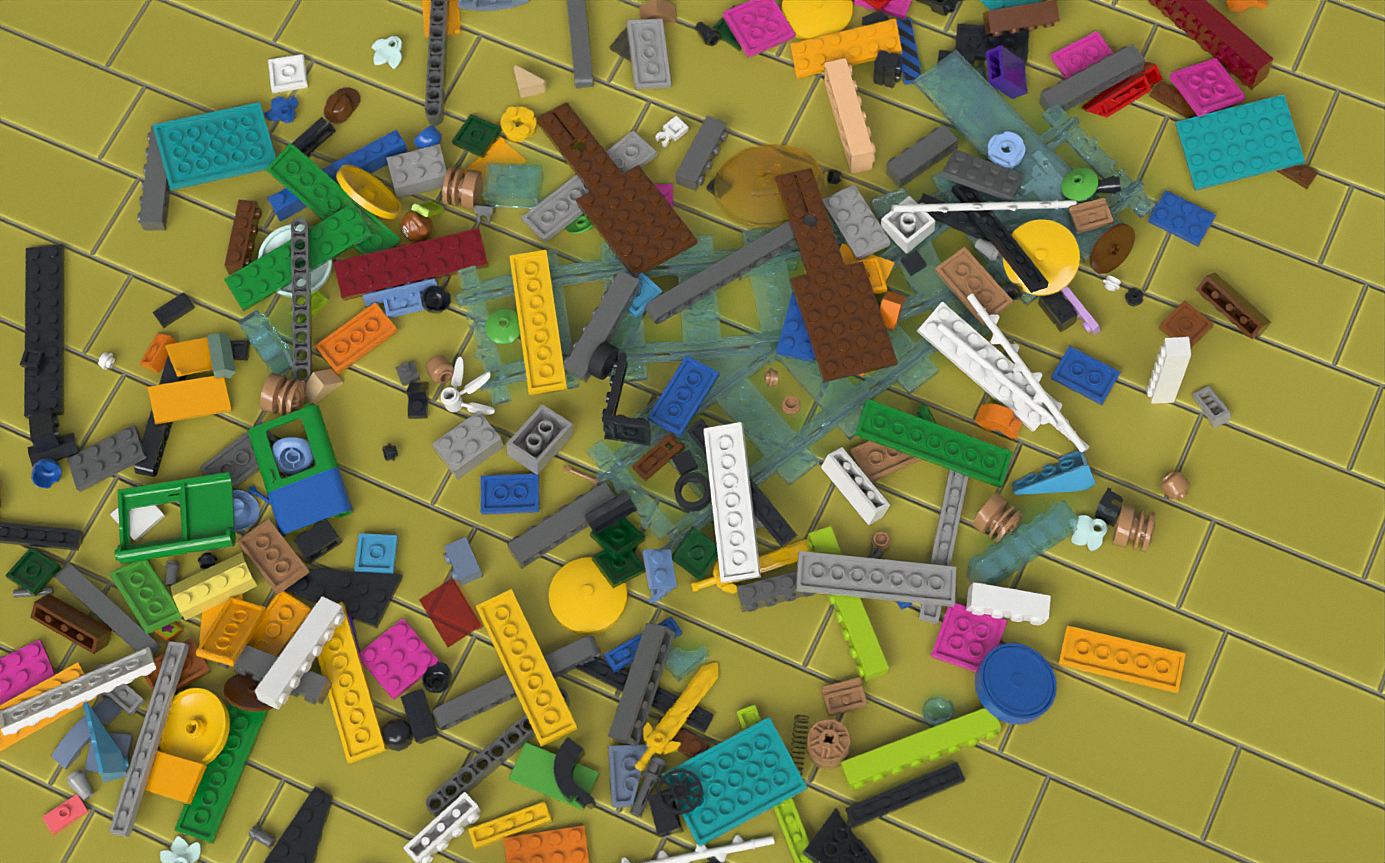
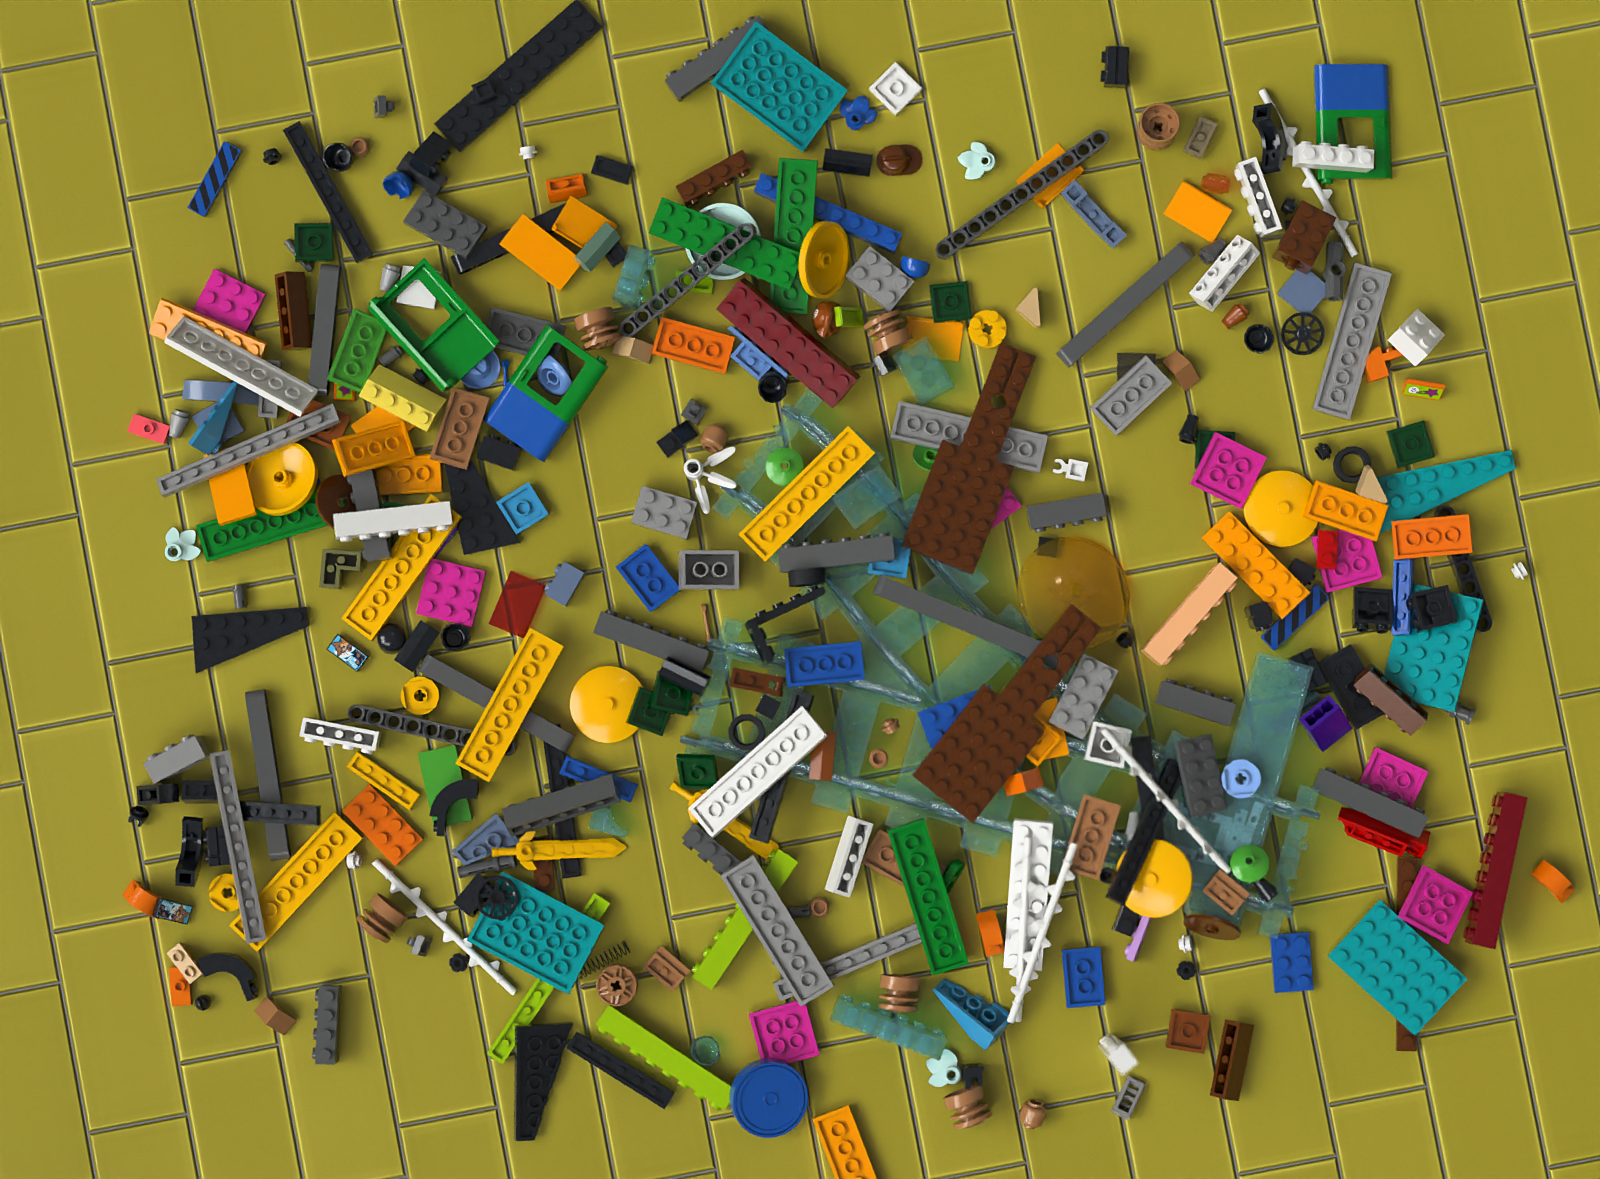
camera: 50 degrees right, 20 degrees up
(109, 530) = (389, 276): none -> light grey cone
(299, 731) = (334, 564): none -> olive brick
(380, 779) = (347, 652): none -> tile
(389, 452) = (614, 451): black plate -> none
(459, 732) = (411, 689): none -> yellow plate
(576, 276) = (866, 497): none -> clear light blue brick
(659, 572) = (659, 755): medium blue plate -> none
(760, 446) = (822, 758): none -> dark orange piece
(913, 263) = (1078, 771): black tile -> none
(1008, 603) = (832, 1048): white brick -> none

